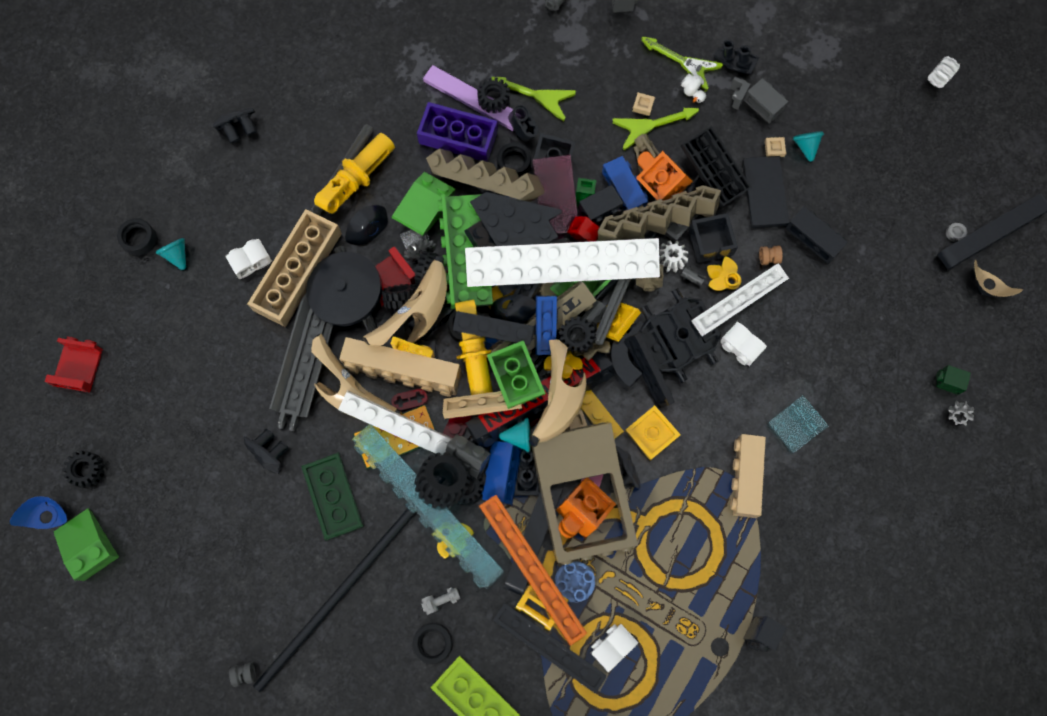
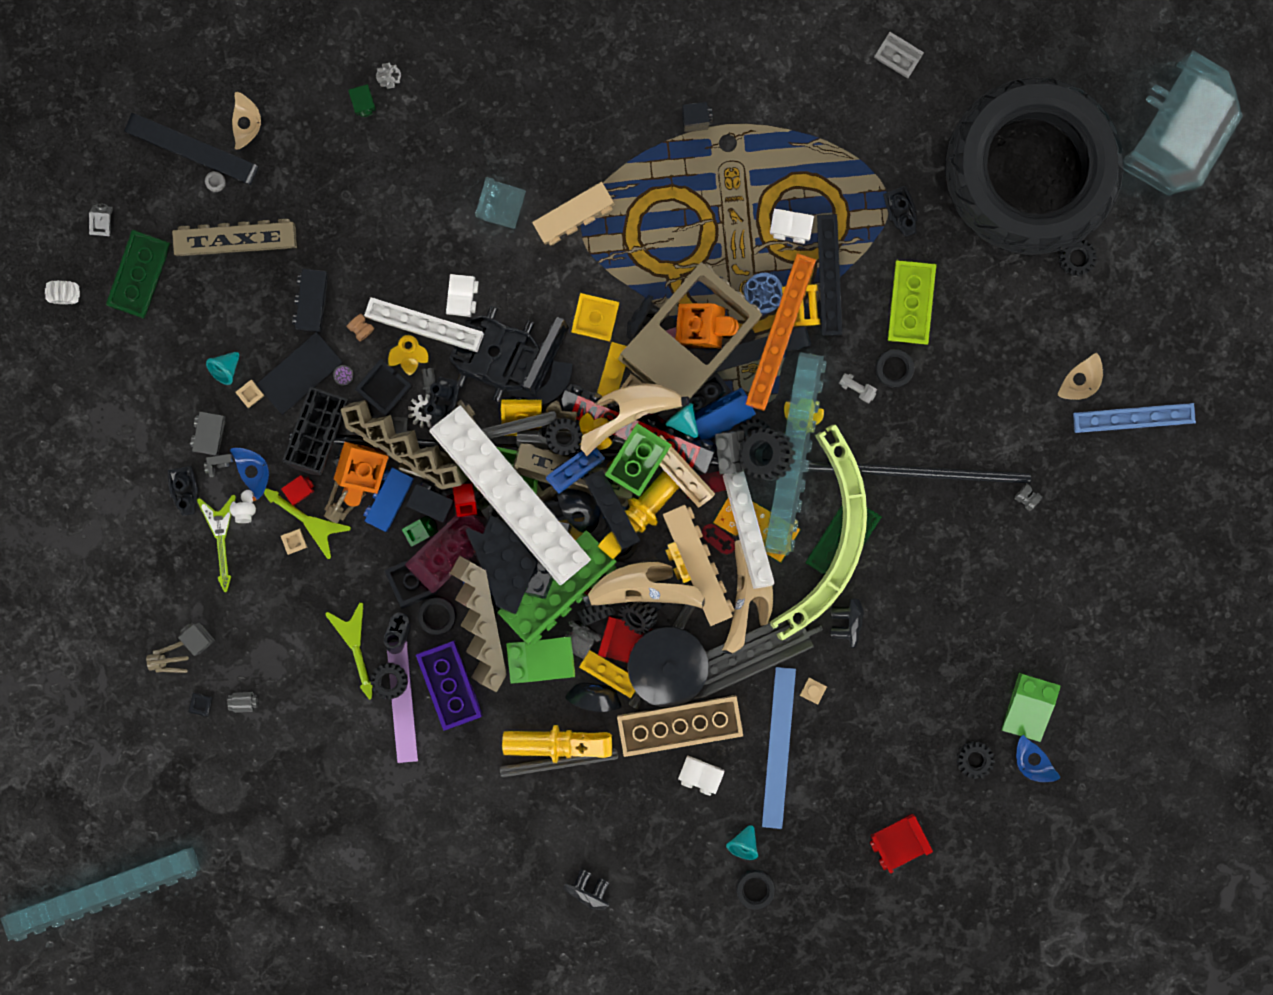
camera: 125 degrees left, 15 degrees up
(221, 330) = (778, 747): none -> medium blue tile
(240, 386) = (813, 690): none -> tan plate
(319, 492) = (850, 541): none -> yellowish green piece
(378, 246) = (607, 673): none -> yellow plate
(672, 271) = (443, 399): none -> black connector
(679, 130) = (298, 489): none -> red brick
(727, 112) = (246, 458): none -> blue piece
(741, 220) = (343, 375): none -> dark grey tile
(902, 215) = (234, 238): none -> dark tan brick
(920, 134) = (138, 274): none -> dark green tile
(981, 133) = (100, 220): none -> bracket

